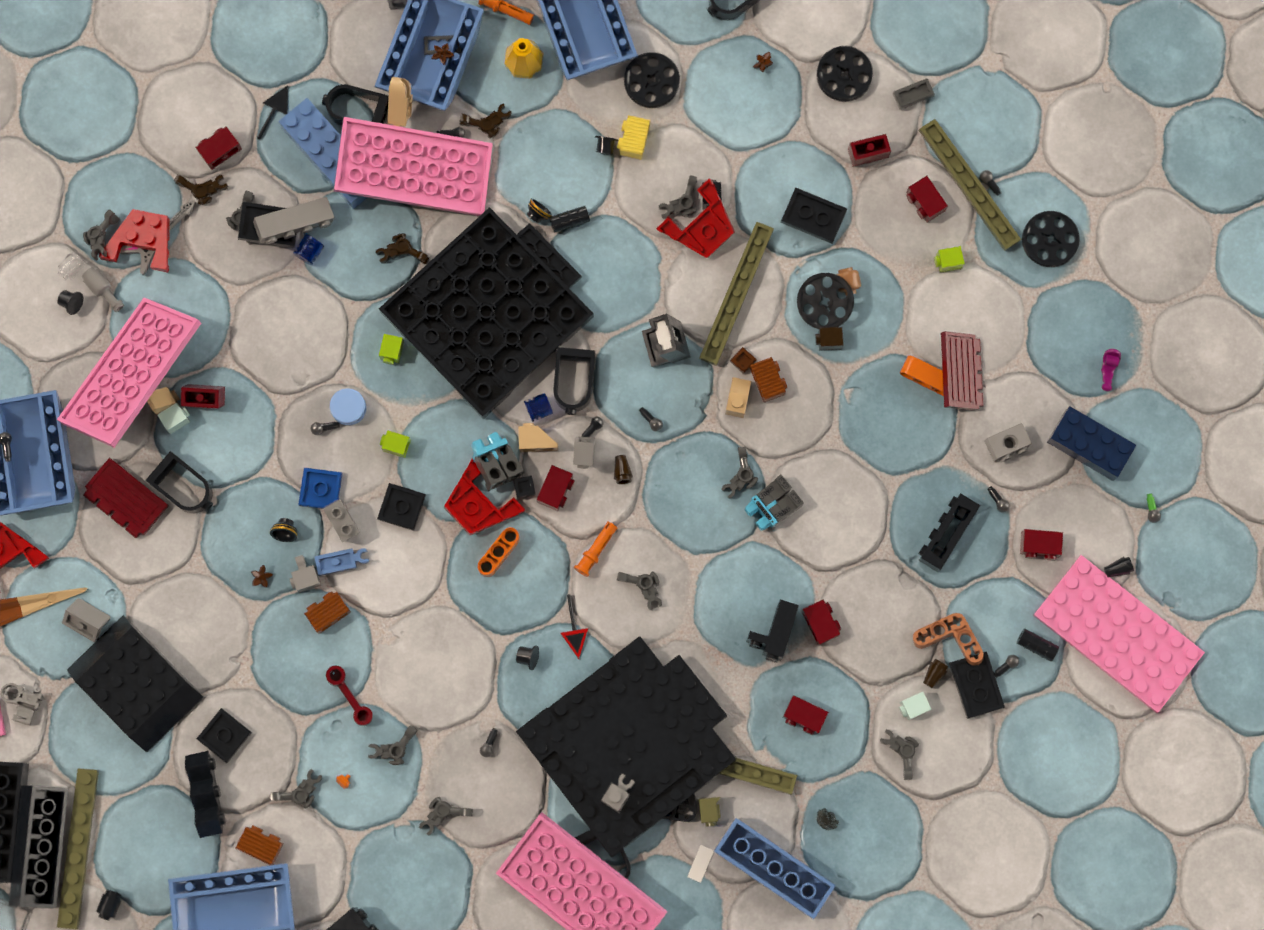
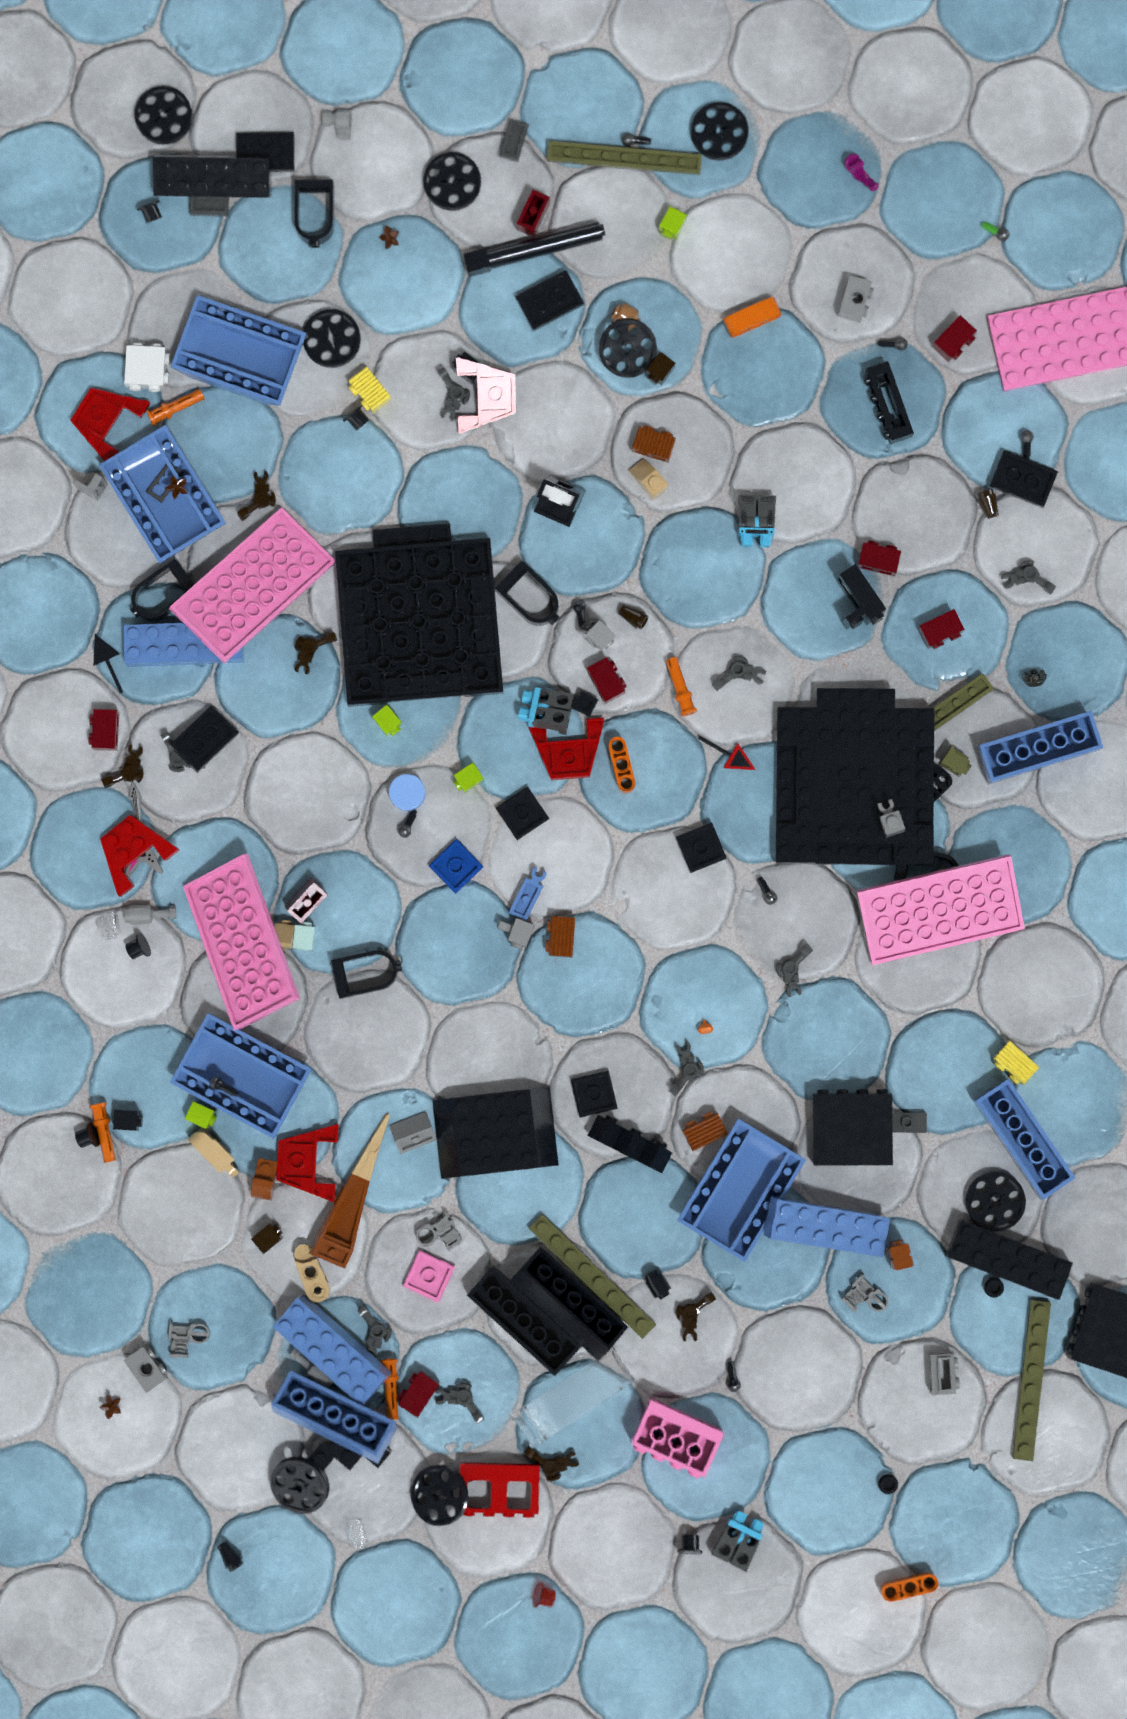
camera: 50 degrees left, 5 degrees up
(96, 234) = (99, 884): dark grey piece -> none
(125, 496) = (338, 1025): dark red hinge -> none
(261, 576) = (490, 967): reddish brown plant -> none
(284, 530) = (468, 920): black piece -> none
(293, 220) = (218, 715): light grey brick -> none
(306, 253) = (251, 727): clear blue piece -> none
(341, 520) = (497, 868): light grey brick -> none
(362, 714) = (666, 972): dark red piece -> none
(396, 750) = (714, 968): dark grey piece -> none
(399, 102) = (191, 553): tan piece -> none
(457, 132) = (249, 528): black piece -> none
(482, 664) = (701, 847): none -> black plate
(523, 58) = (229, 426): yellow cone -> none
(528, 656) = (723, 807): black piece -> none
(534, 439) = (553, 665): tan slope -> none
(537, 211) = (368, 515): black piece -> none
(538, 407) = (530, 642): clear blue piece -> none
(569, 219) = (395, 495): black axle -> none
(655, 424) = (616, 561): piece -> none
(700, 863) = (989, 802): white sticker -> none
(736, 293) = (563, 412): olive plate -> none
(743, 360) = (621, 451): reddish brown tile -> none
(744, 475) = (715, 526): dark grey piece -> none
(803, 143) = (485, 260): none -> black brick
(914, 706) = (1001, 539): light aqua brick -> none
(926, 199) = (609, 201): dark red brick -> none
(956, 631) = (970, 460): nougat beam -> none
(961, 371) = (769, 289): hinge -> none
(1037, 644) = (1030, 406): black axle -> none
(1091, 443) = (908, 235): dark blue brick -> none
(1120, 567) = (1021, 294): black cone -> none

